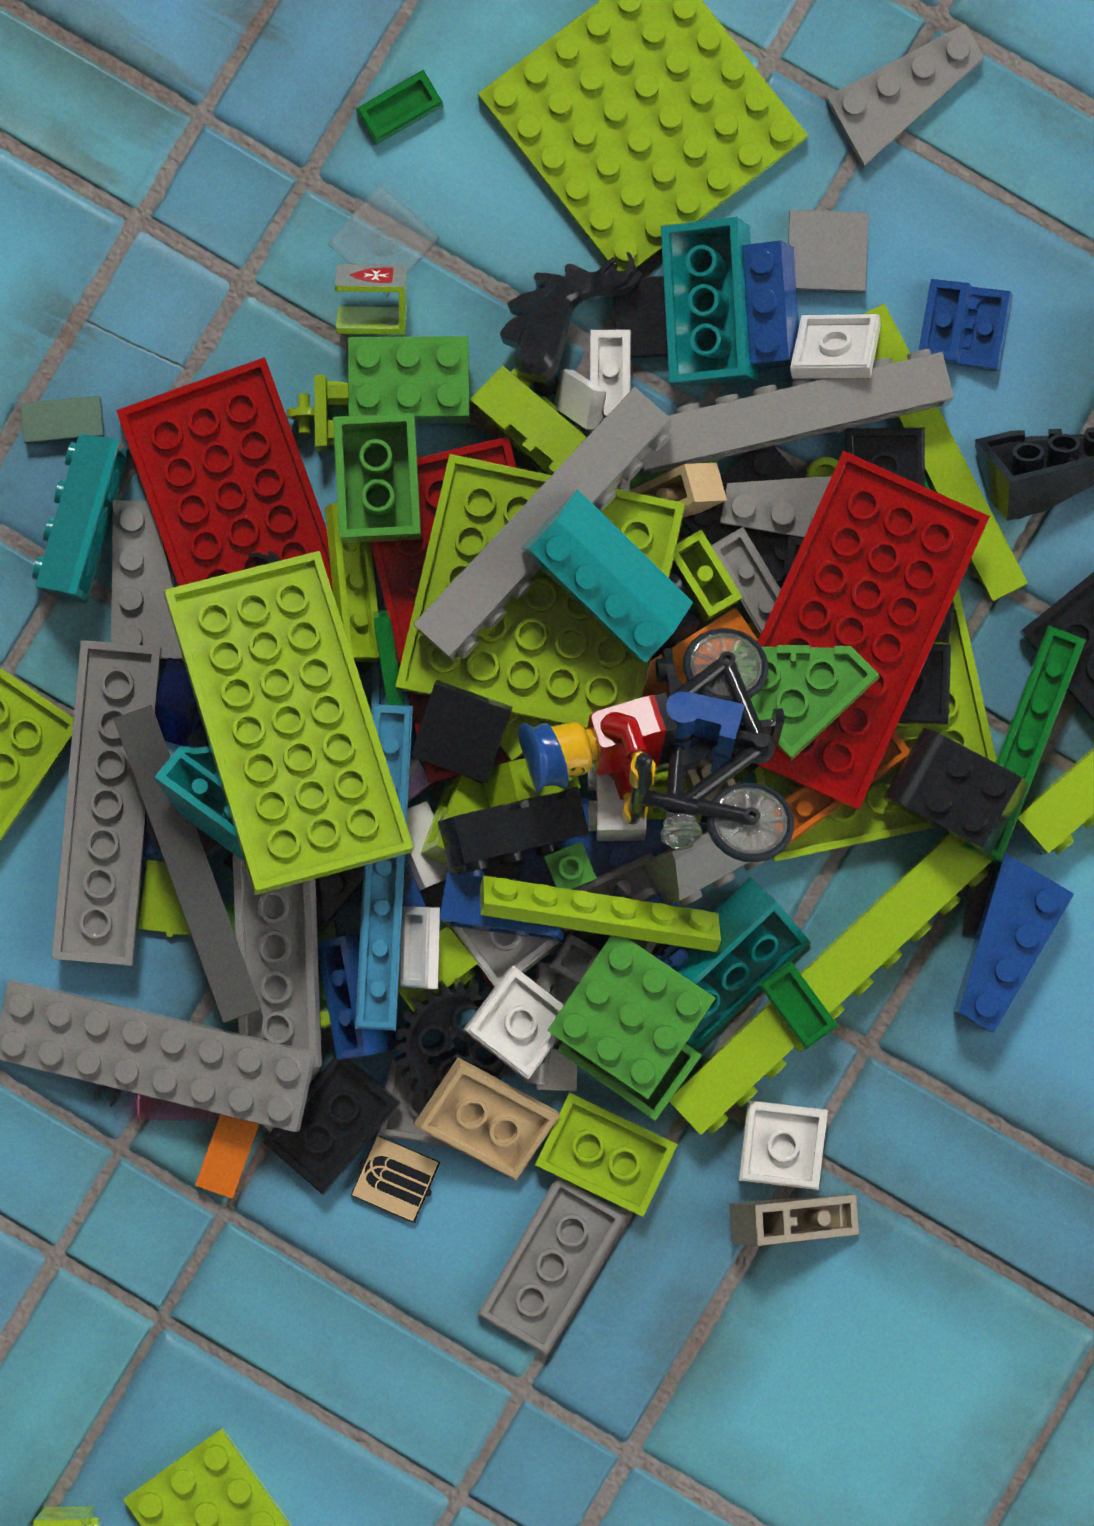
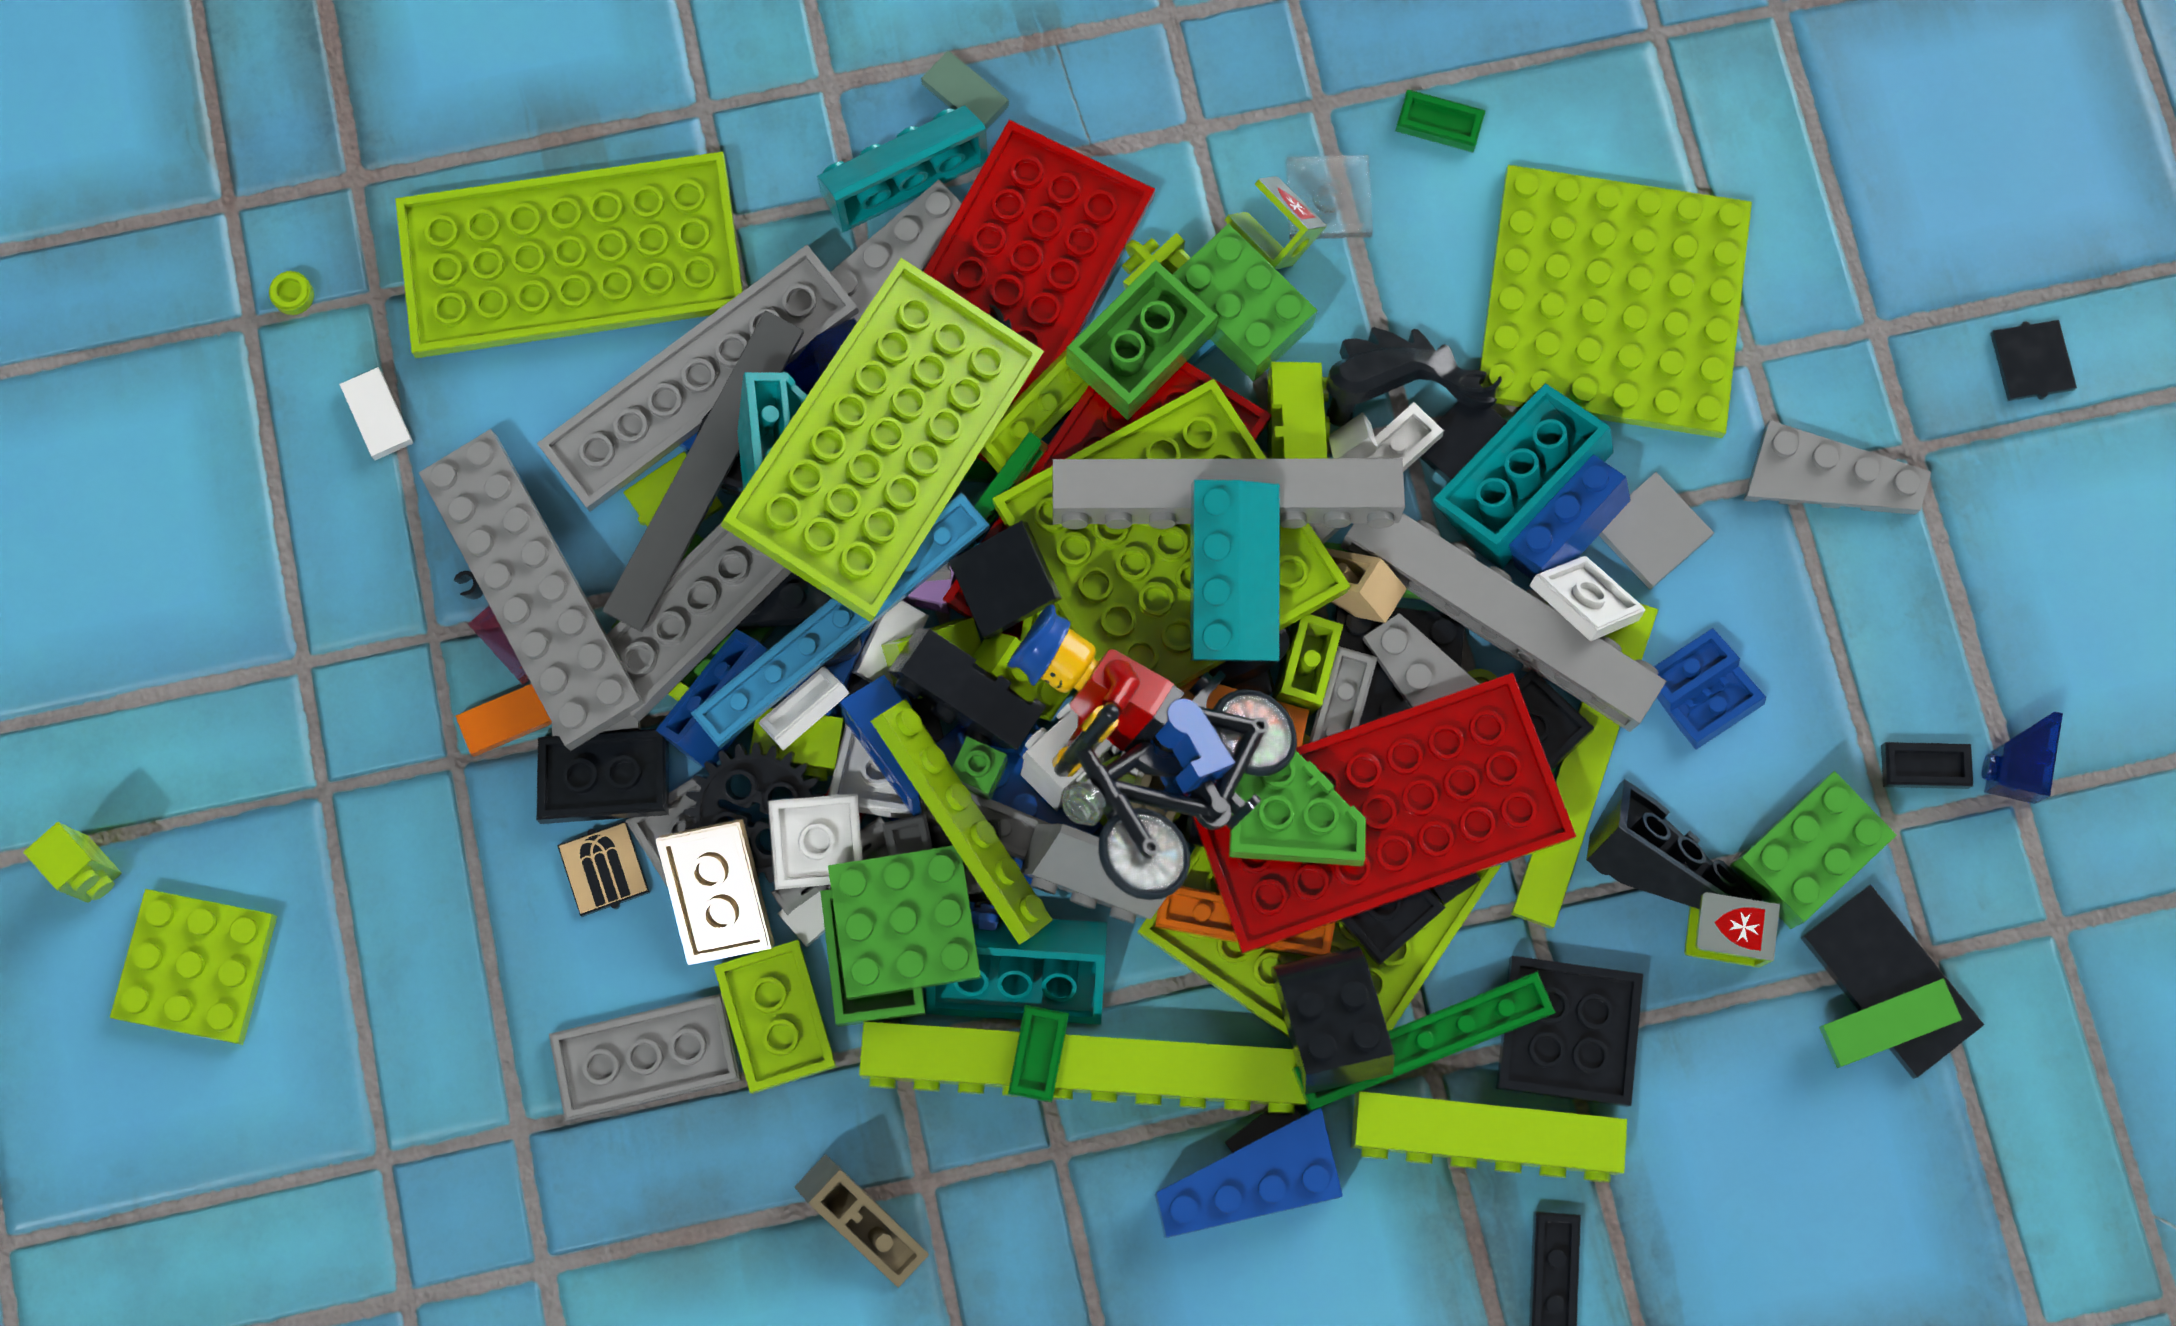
camera: 45 degrees right, 10 degrees down
(783, 1145) = (914, 1154): white plate -> none

